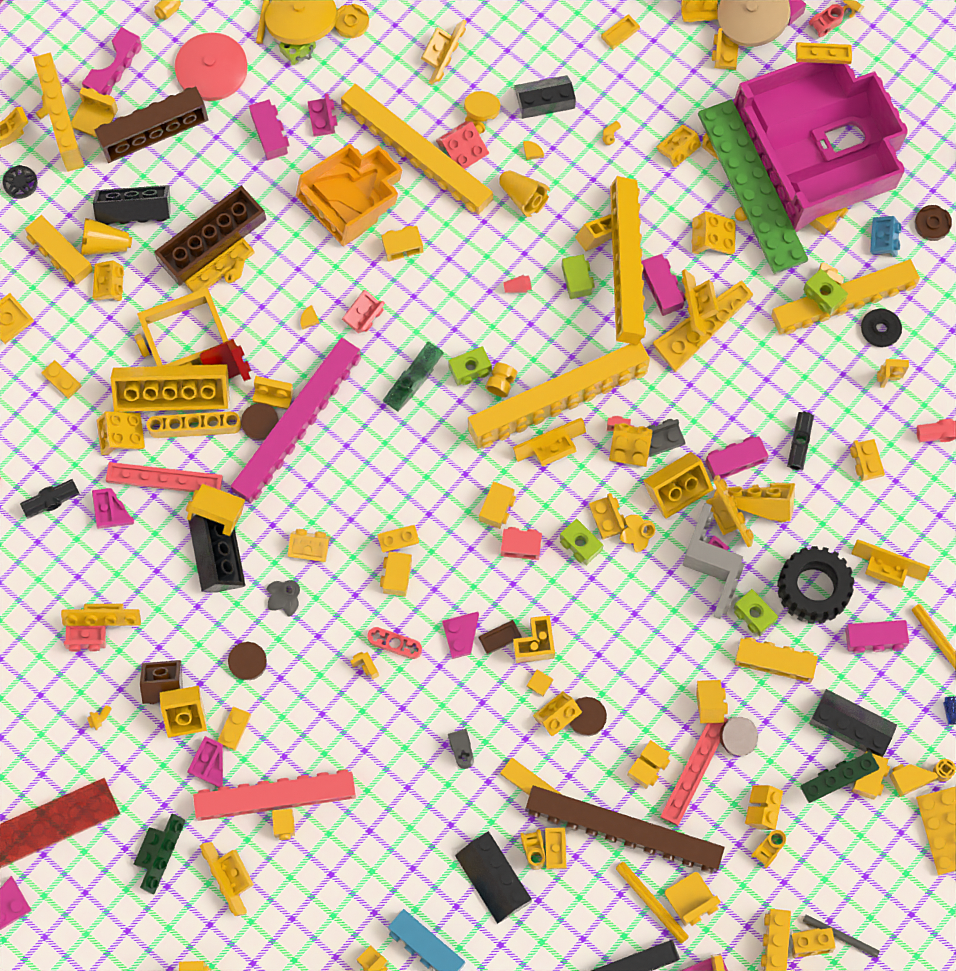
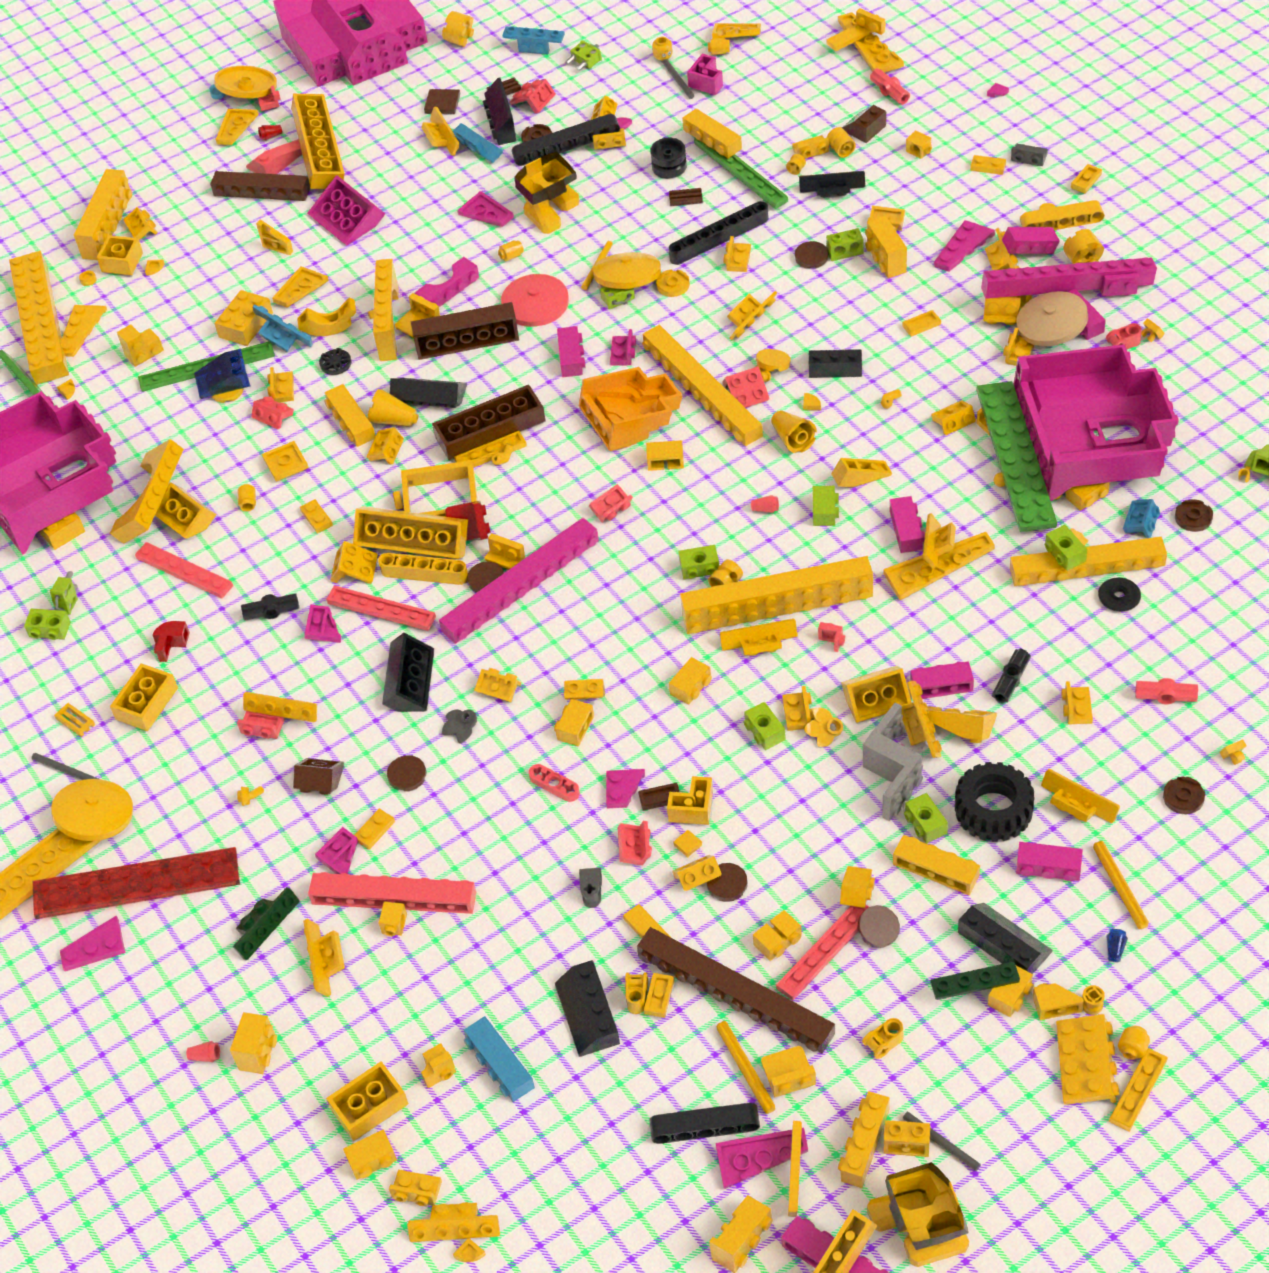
camera: 20 degrees right, 20 degrees down
(183, 711) = (328, 798): yellow brick -> none
(216, 506) = (427, 636): yellow panel -> none
(308, 318) = (559, 502): yellow tile -> none
(368, 667) = (517, 790): yellow bracket -> none
(414, 377) = (642, 564): clear green slope -> none
(491, 694) = (634, 843): none -> coral bracket
(521, 543) = (704, 717): coral brick -> none
(627, 261) = (873, 493): yellow brick -> none
(630, 444) = (836, 648): yellow plate -> none
(665, 437) = (872, 650): dark grey bracket -> none
(713, 232) = (969, 489): yellow bracket -> none
(767, 814) = (883, 1002): yellow piece -> none
(823, 53) = (1107, 345): yellow tile -> none
(892, 369) = (1120, 626): yellow bracket -> none

